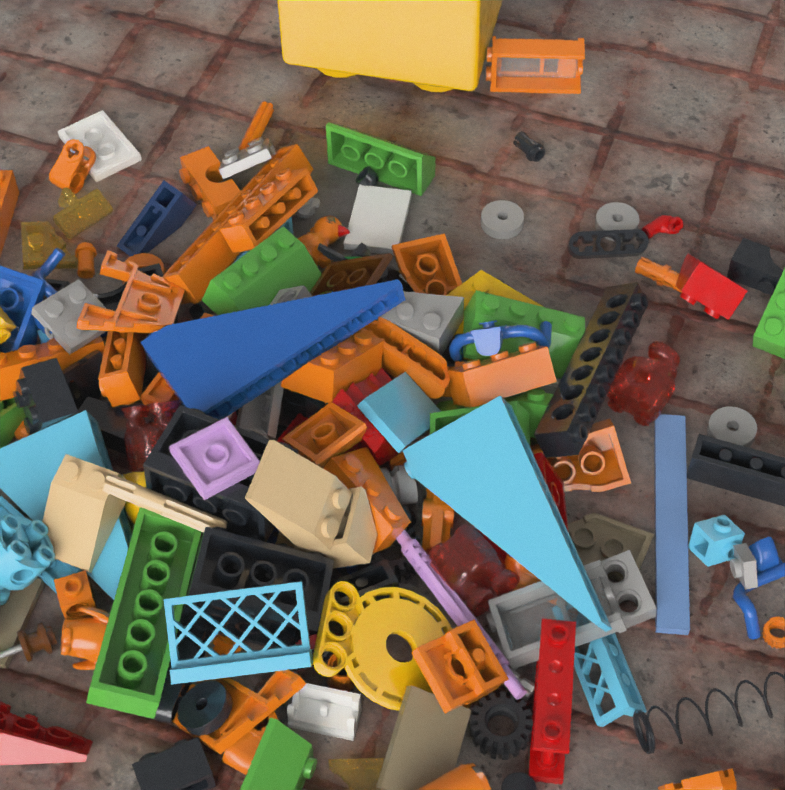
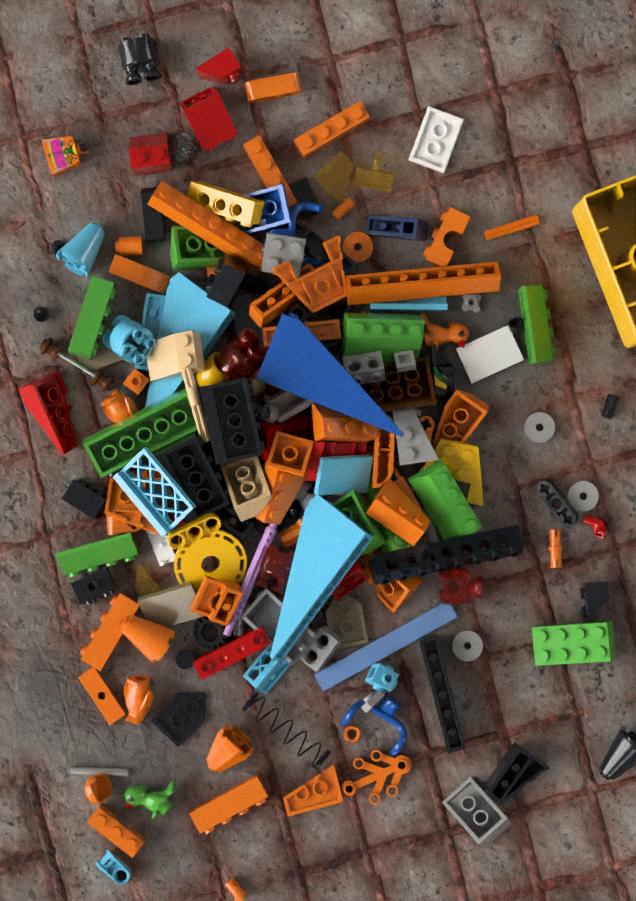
camera: 50 degrees right, 35 degrees up
(71, 167) = (403, 144): orange piece -> none
(205, 708) = (116, 499): black piece -> none
(215, 458) = (227, 420): lavender tile -> none
(239, 160) = (476, 248): light grey plate -> none
(269, 209) = (434, 301): orange brick -> none
(298, 497) = (238, 474): tan slope -> none
(315, 276) = (405, 361): none -> light grey plate
(490, 338) = (414, 495): blue piece -> none
(709, 288) = (557, 582): slope -> none

